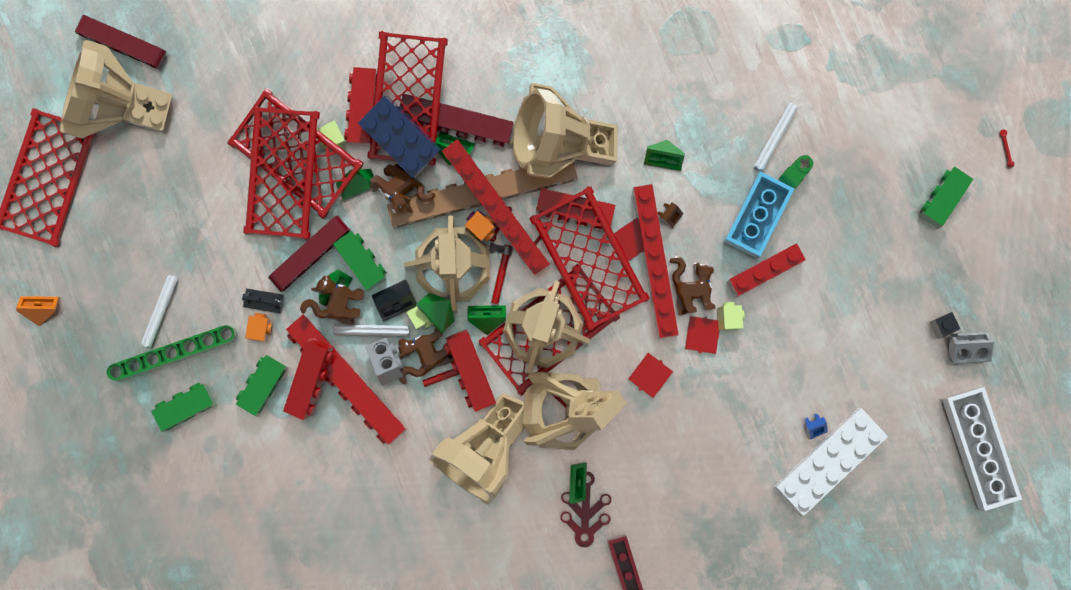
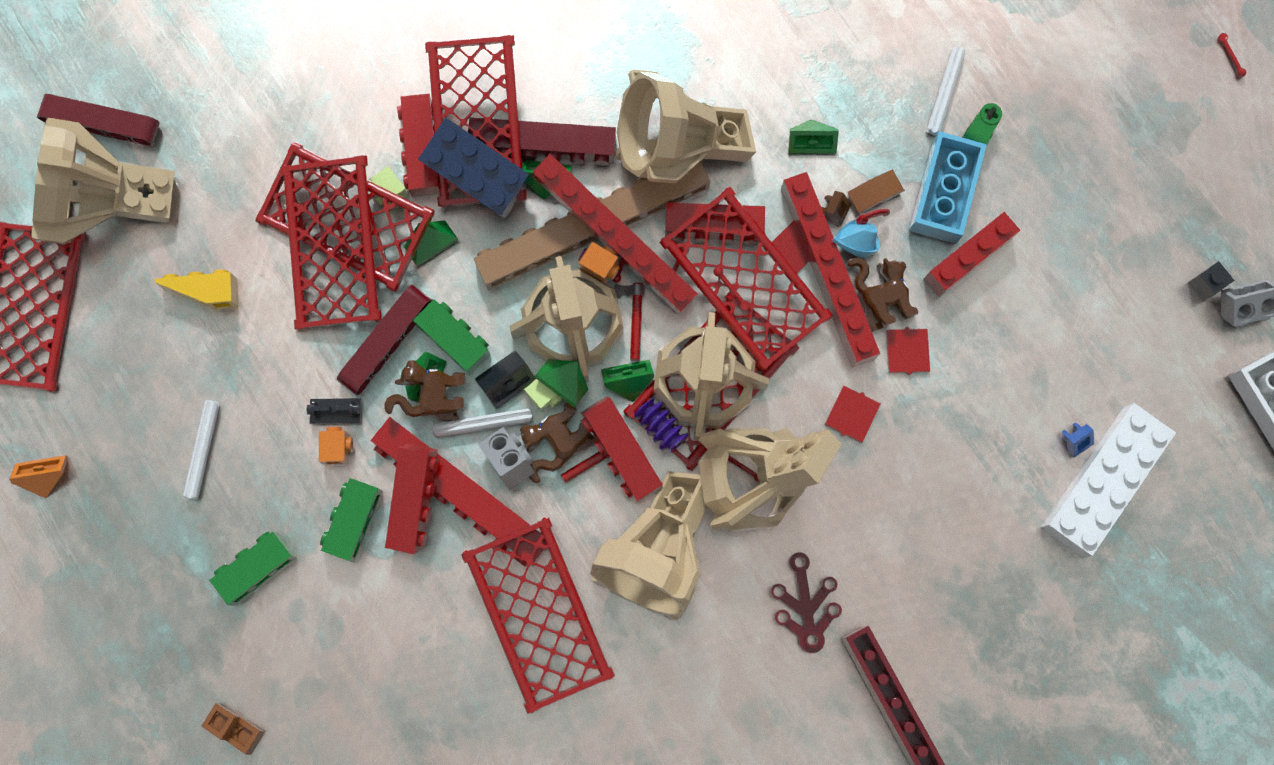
camera: 10 degrees left, 5 degrees down
(151, 521) = (232, 728): none -> dark orange slope
(163, 357) = (213, 501): green beam -> none
(187, 192) = (211, 290): none -> yellow slope
(369, 545) = (606, 672): none -> red door
(397, 187) = (484, 233): reddish brown animal -> none
(503, 359) = (660, 426): none -> dark purple piece
(569, 250) = (744, 305): none -> red hinge
(577, 483) = (789, 568): green slope -> none
(683, 240) = (859, 236): none -> medium azure piece
(704, 207) = (876, 191): none -> dark orange slope
(730, 317) = (939, 320): yellowish green brick -> none
(945, 197) = (1173, 125): green brick -> none

